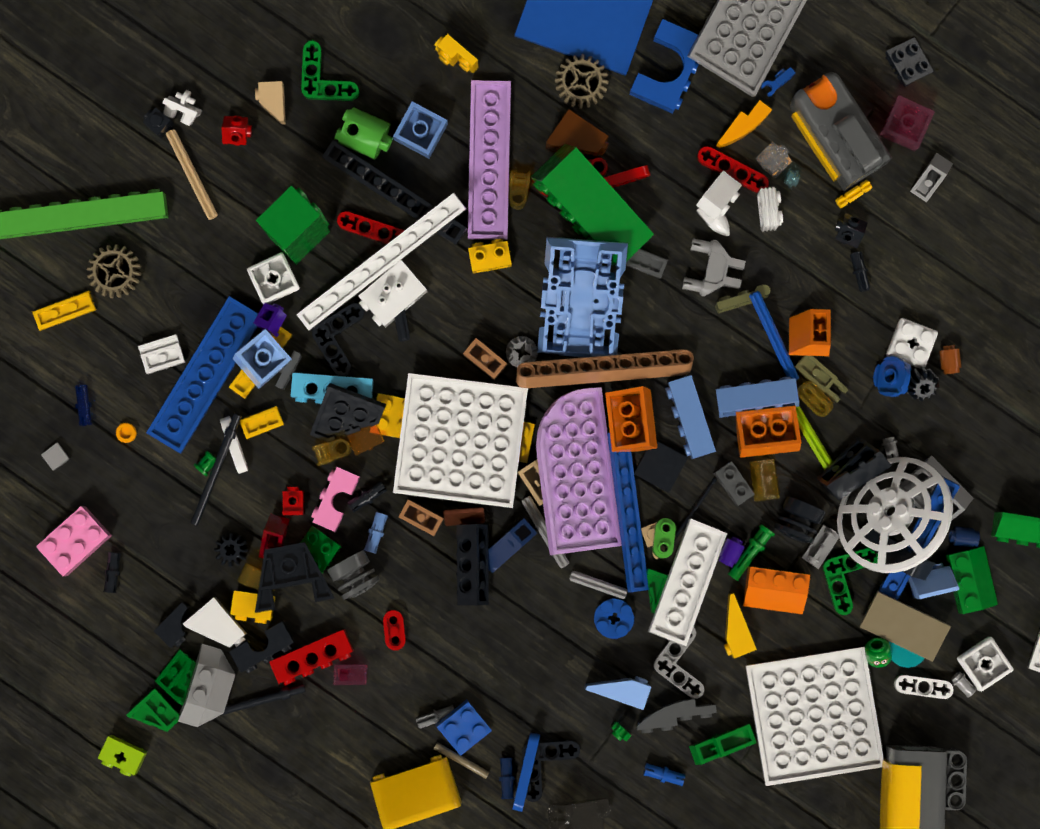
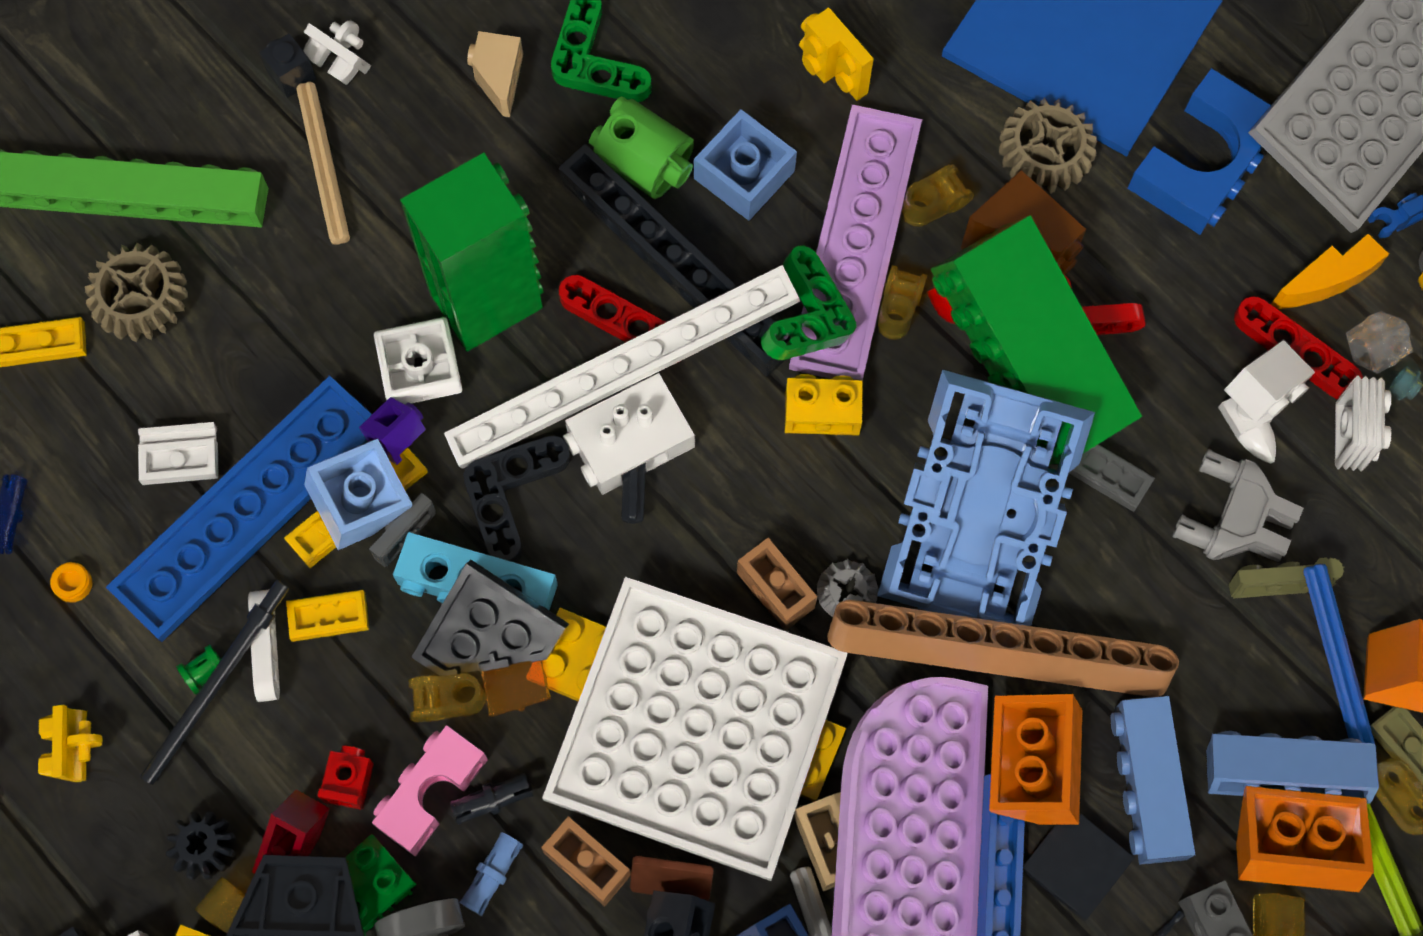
camera: 15 degrees right, 15 degrees down
(152, 513) = (70, 744): none -> yellow hips
(235, 130) = (419, 102): red brick -> none
(478, 213) = (827, 319): none -> green beam
(529, 121) = (940, 192): none -> clear yellow piece

